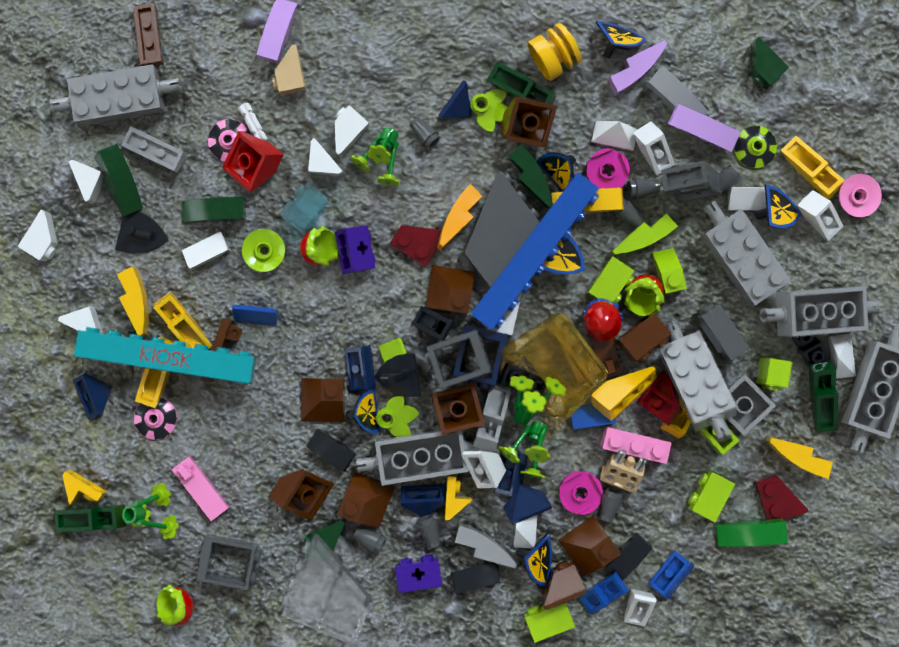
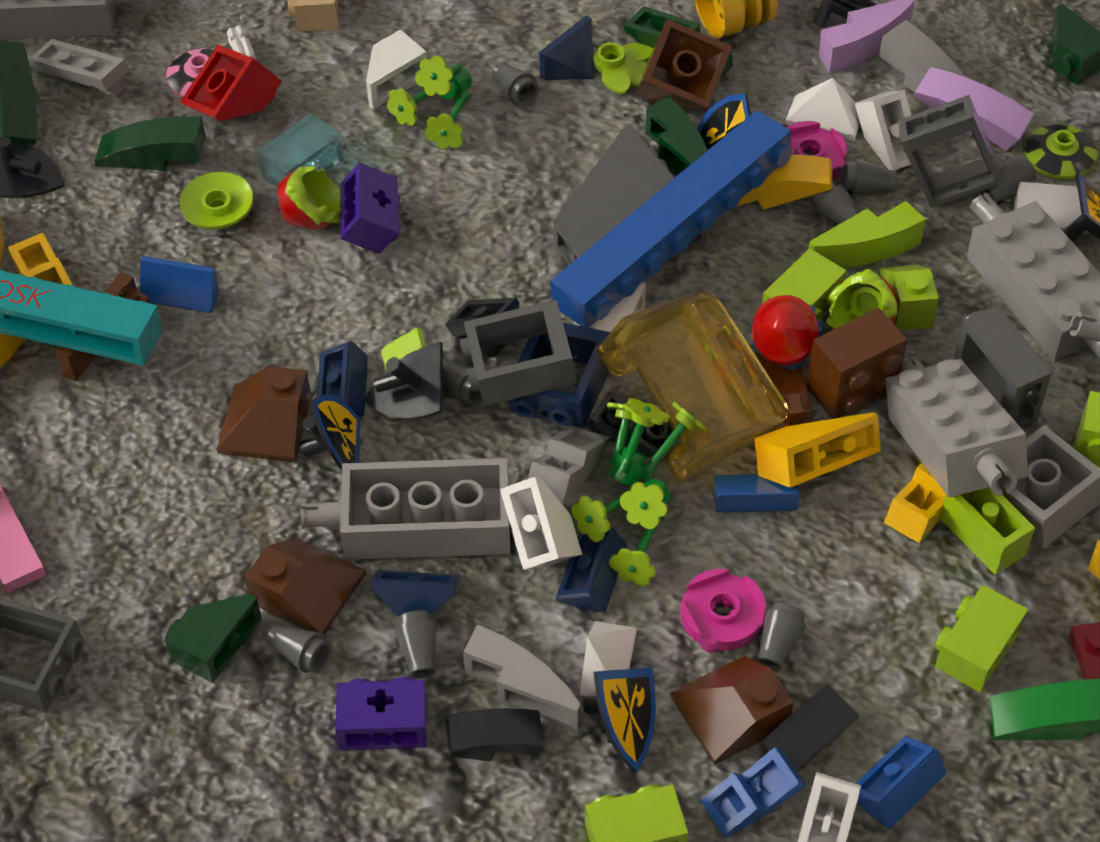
camera: 10 degrees right, 35 degrees down
(205, 250) = (121, 201): white slope -> none
(301, 493) = (189, 550): reddish brown slope -> none
(320, 161) = (342, 103): white slope -> none
(326, 594) = (190, 716): clear slope -> none
(331, 450) = (260, 491): black slope -> none
(400, 416) = (392, 443): lime plate -> none
(417, 242) = (479, 220): dark red wing -> none
(450, 289) = (520, 278): reddish brown slope -> none
(454, 503) = (476, 595): yellow slope -> none
(457, 409) = (504, 430): reddish brown slope -> none
(459, 215) = (551, 181): light orange slope -> none
(525, 504) = (611, 606): dark blue slope -> none
(562, 585) = (673, 753): slope -> none
(567, 259) = (727, 240): shield -> none
(623, 471) = (797, 582): tan piece -> none
(635, 444) = (809, 522): bright pink arch -> none
(661, 399) = (886, 467): dark red wing -> none

